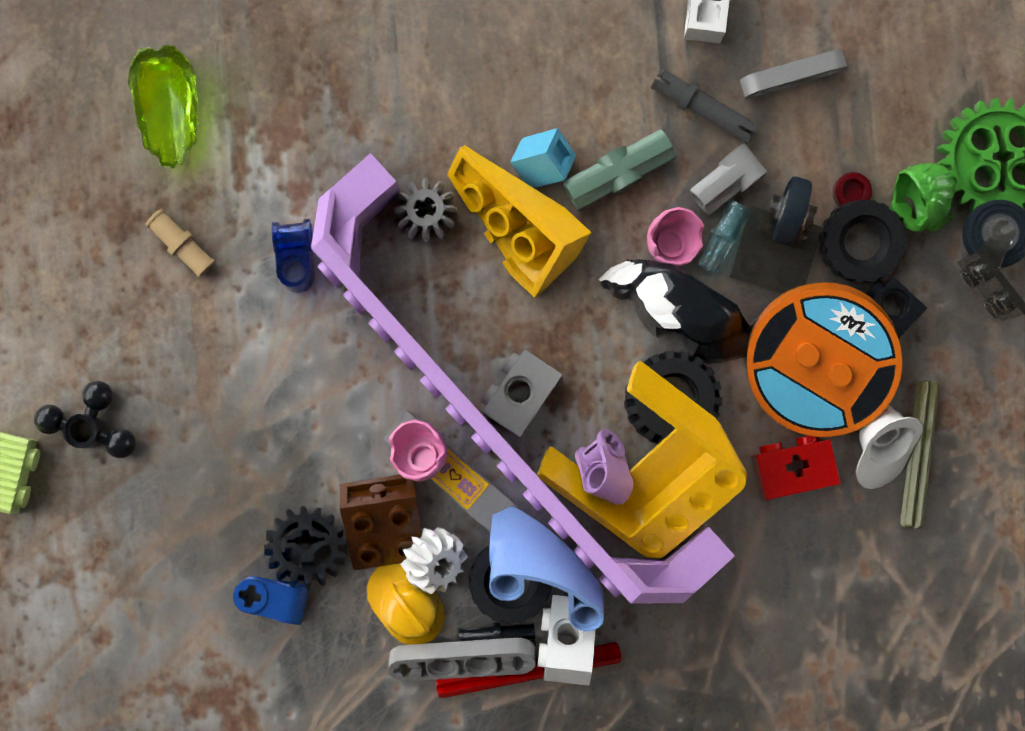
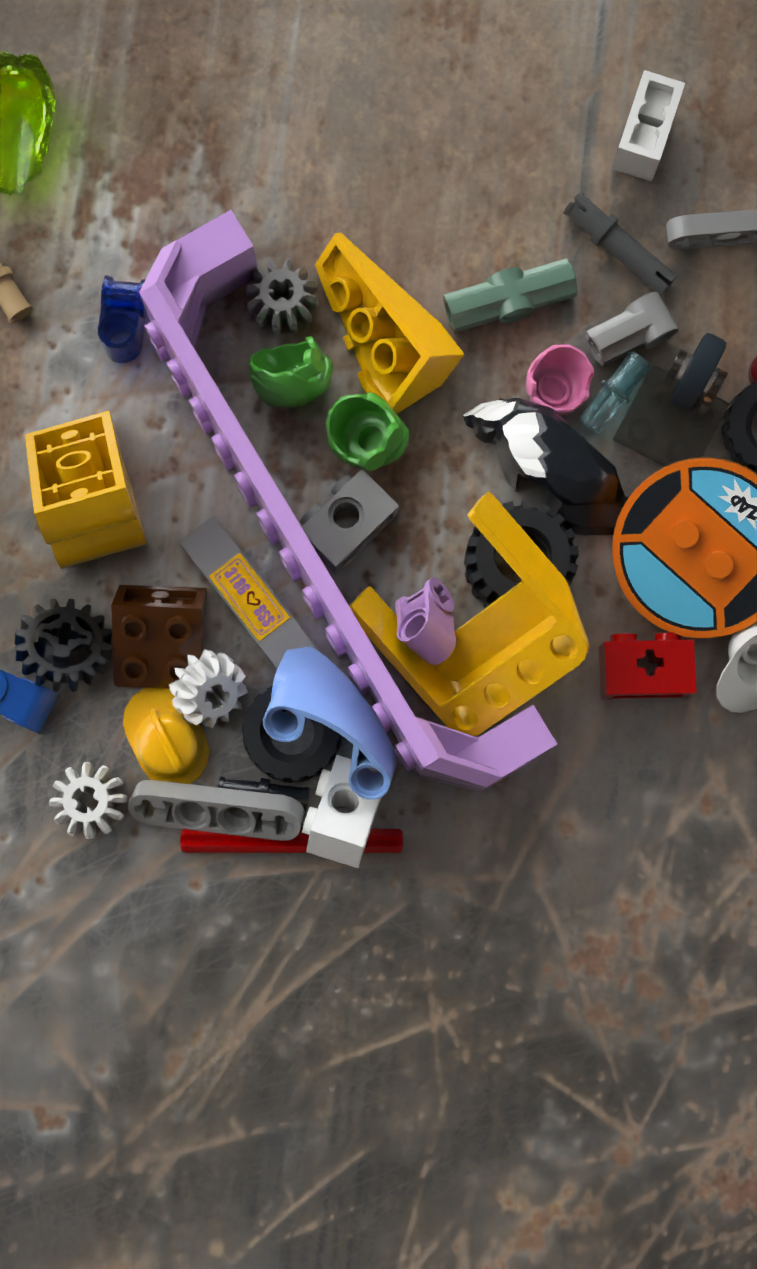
camera: 10 degrees right, 5 degrees down
(293, 412) = (83, 490): none -> yellow brick
(342, 677) = (74, 807): none -> white gear
(417, 450) = (215, 557): bright pink hair -> none
(447, 277) = (290, 373): none -> bright green hair
(521, 316) = (365, 431): none -> bright green hair
(543, 158) = (427, 266): medium azure panel -> none

